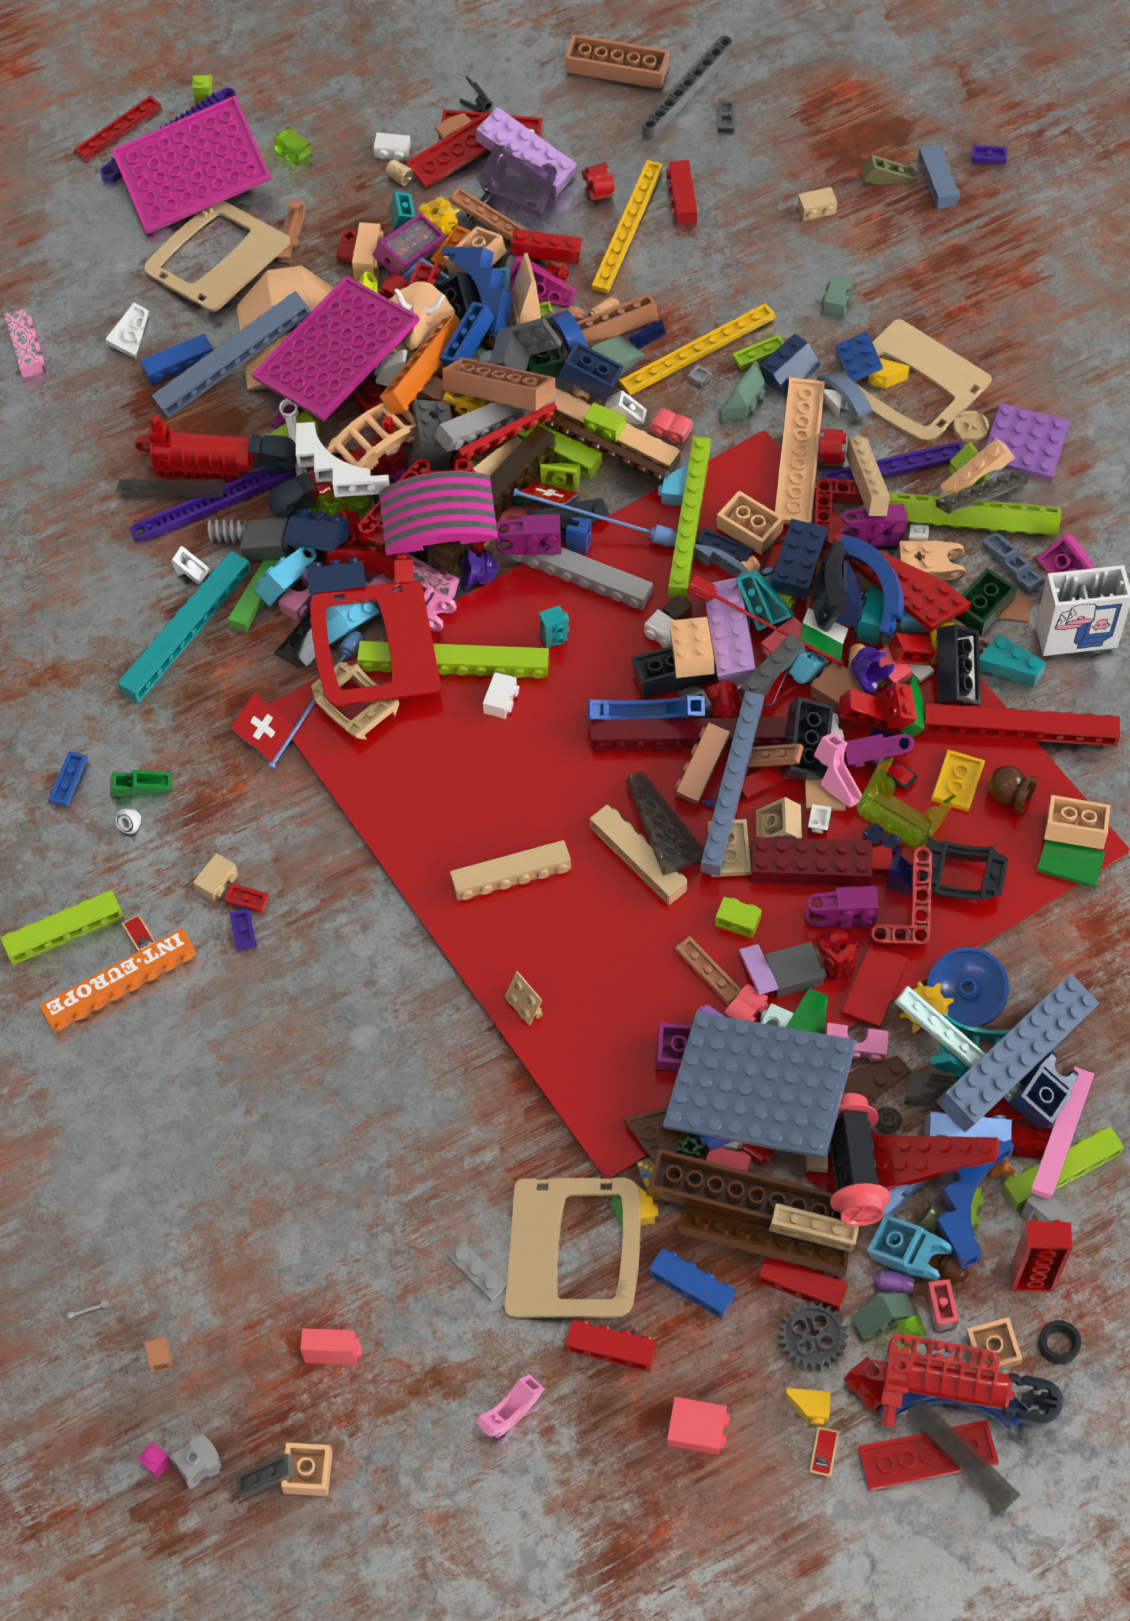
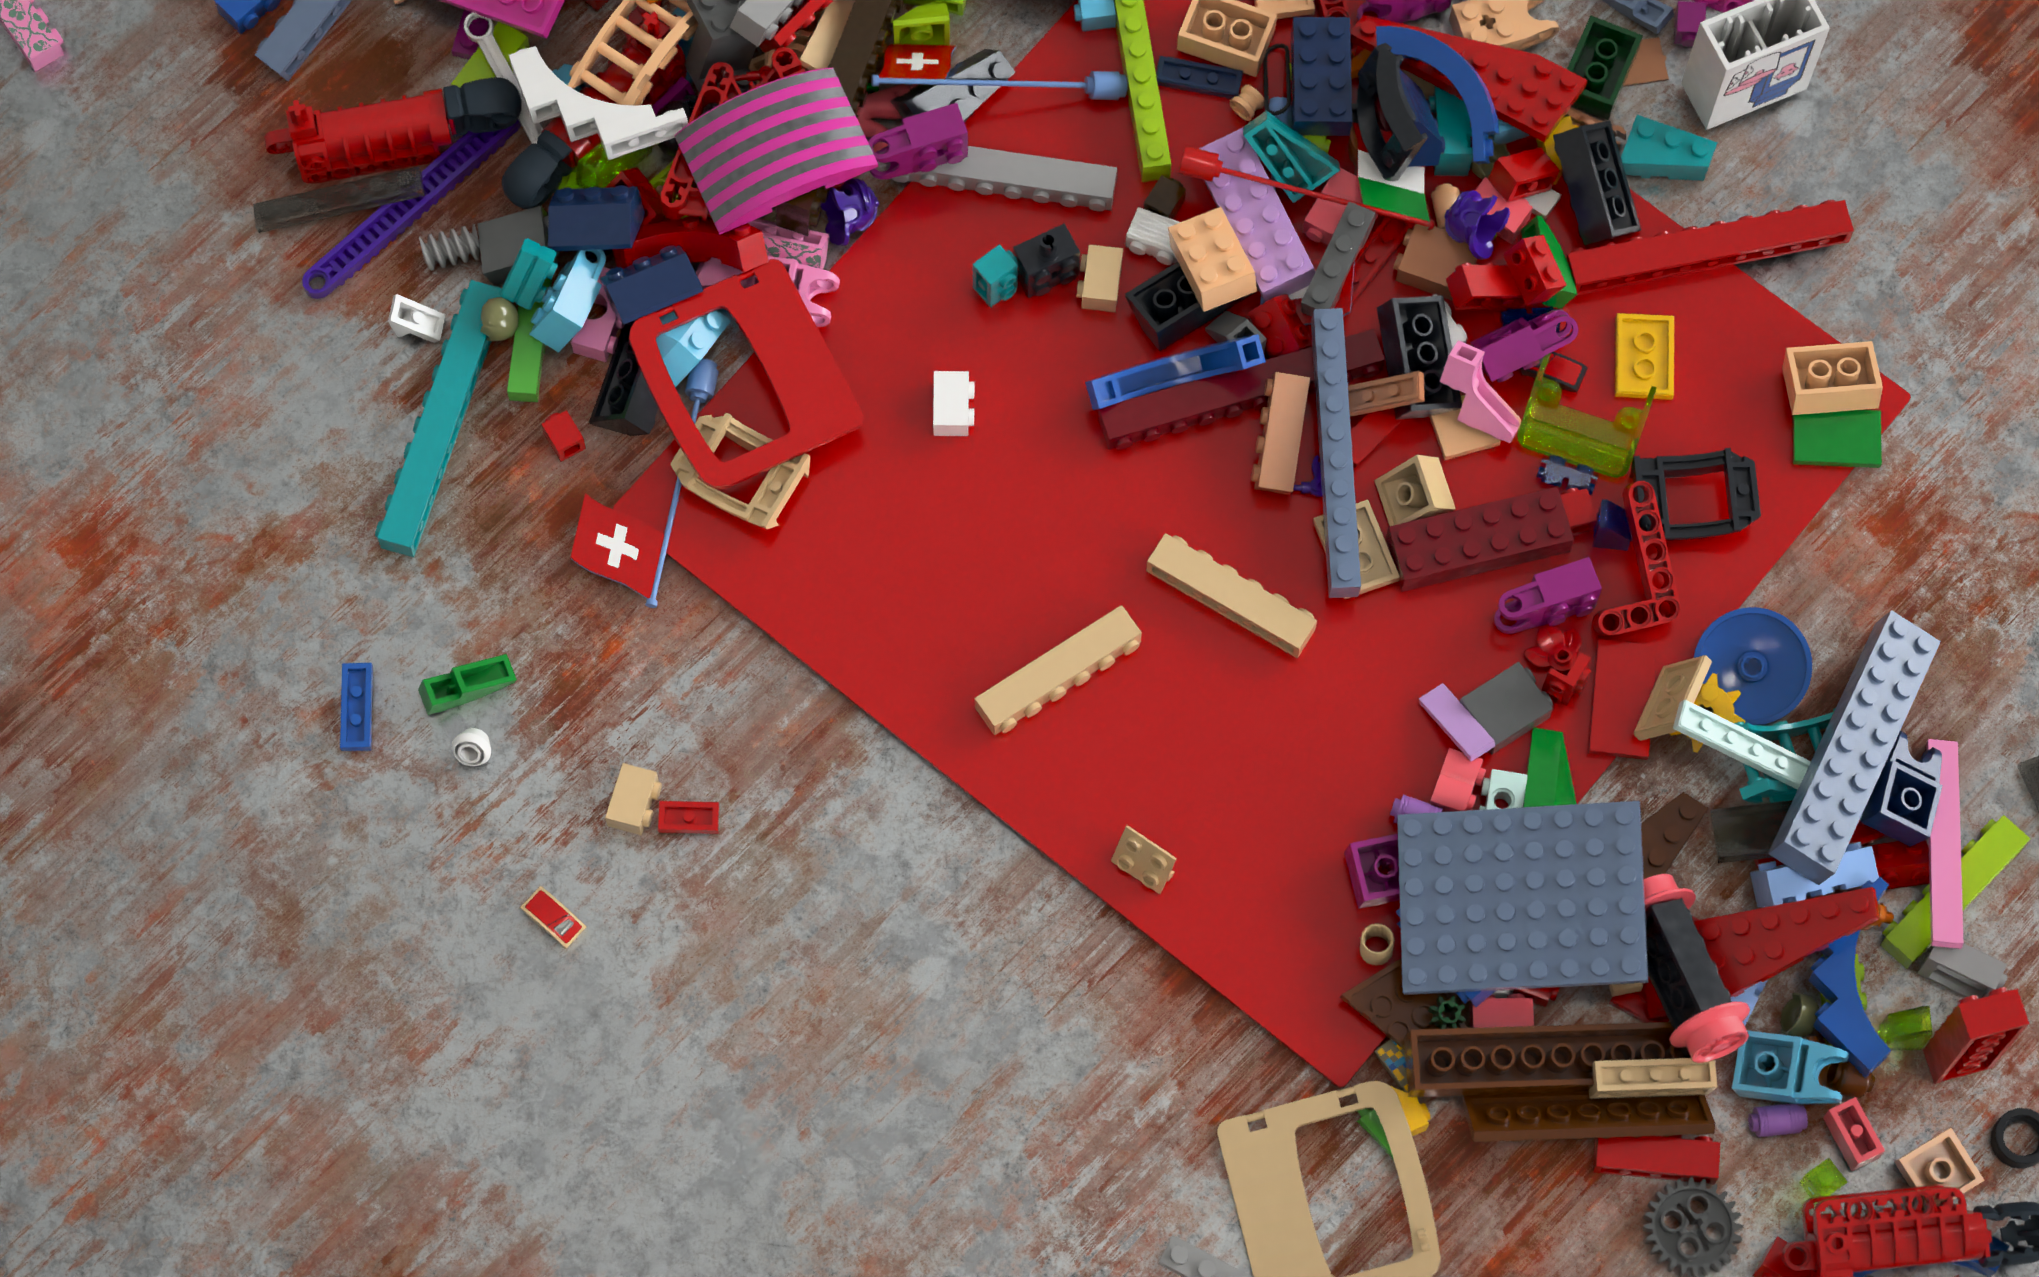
camera: 20 degrees left, 10 degrees up
(61, 927) = (435, 937): lime brick -> none
(117, 980) = (547, 994): orange brick -> none
(238, 576) = (499, 319): none -> olive hair
(243, 929) = (700, 865): dark purple plate -> none
(254, 655) = (563, 435): none -> red brick
(265, 553) = (528, 274): none -> teal brick
(466, 659) = (881, 361): lime brick -> none
(579, 537) = (984, 124): blue hinge -> none
(588, 625) = (1047, 261): none -> black brick
(621, 646) = (1101, 278): none -> tan brick
(658, 1101) = (1381, 931): none -> tan piece
(669, 837) = (1267, 556): clear smoke wing -> none
(692, 1283) = (1508, 1201): blue brick -> none
(708, 970) = (1385, 741): nougat tile -> none
(727, 562) = (1179, 98): sand blue slope -> none
(738, 917) = (1403, 650): lime brick -> none
(807, 666) = (1382, 241): medium azure slope -> none
(819, 818) = (1470, 469): white bracket -> none
(874, 1044) = (1647, 784): bright pink arch -> none
(883, 1313) = (1782, 1167): sand green brick -> none
(889, 1120) = (1705, 889): clear smoke cone -> none
(915, 980) = (1675, 683): none -> tan tile
(1000, 1247) = (1907, 1029): none -> clear neon green slope
(1010, 786) = (1724, 349): reddish brown tile -> none

